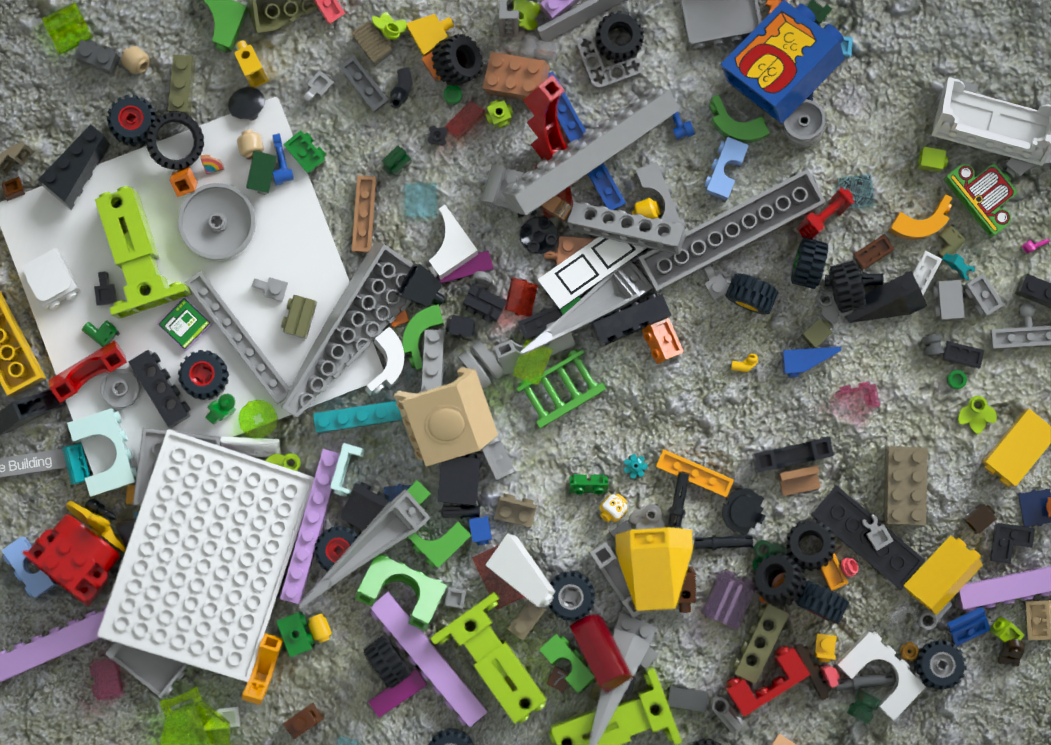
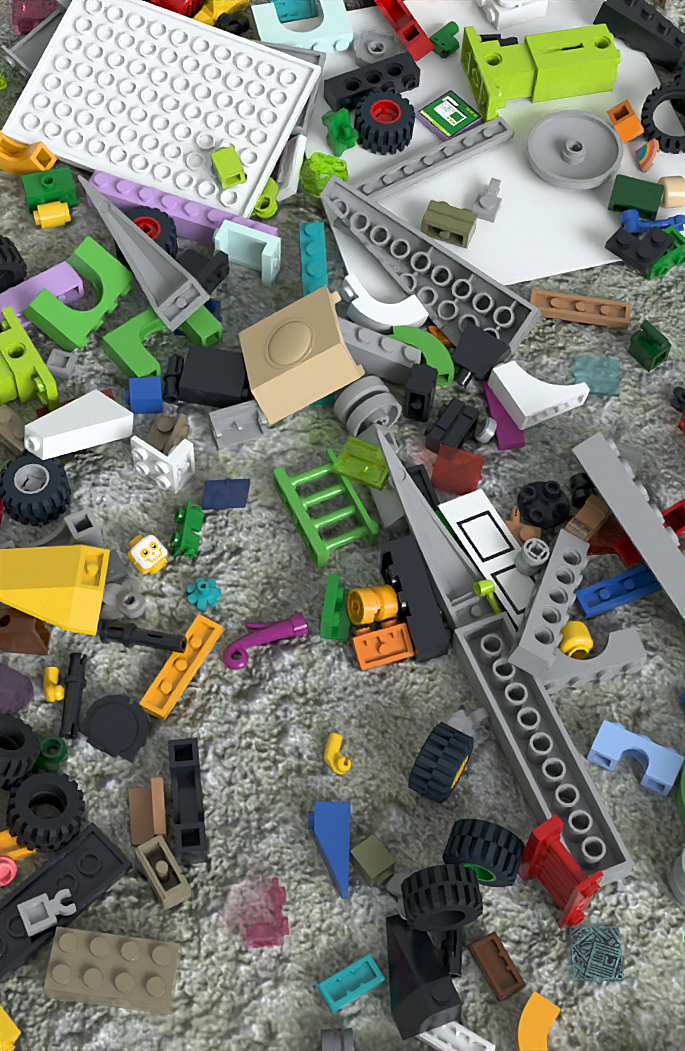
camera: 95 degrees right, 25 degrees down
(270, 493) = (227, 167): none -> lime brick
(316, 168) = (640, 253): none -> black plate
(542, 495) = (168, 471): none -> white bracket
(563, 459) = (225, 494): none -> dark blue piece
(593, 245) = (532, 556): none -> light grey wheel
(620, 271) = (487, 587): none -> lime hand
(638, 349) = (372, 604): none -> light orange wheel
(641, 372) = (335, 619): none -> green bracket
(661, 420) = (264, 633): none -> magenta plant
(718, 559) = (51, 689): none -> yellow arm
(842, 464) = (162, 872): none -> dark tan brick
(894, 340) = (350, 983): none -> teal plate

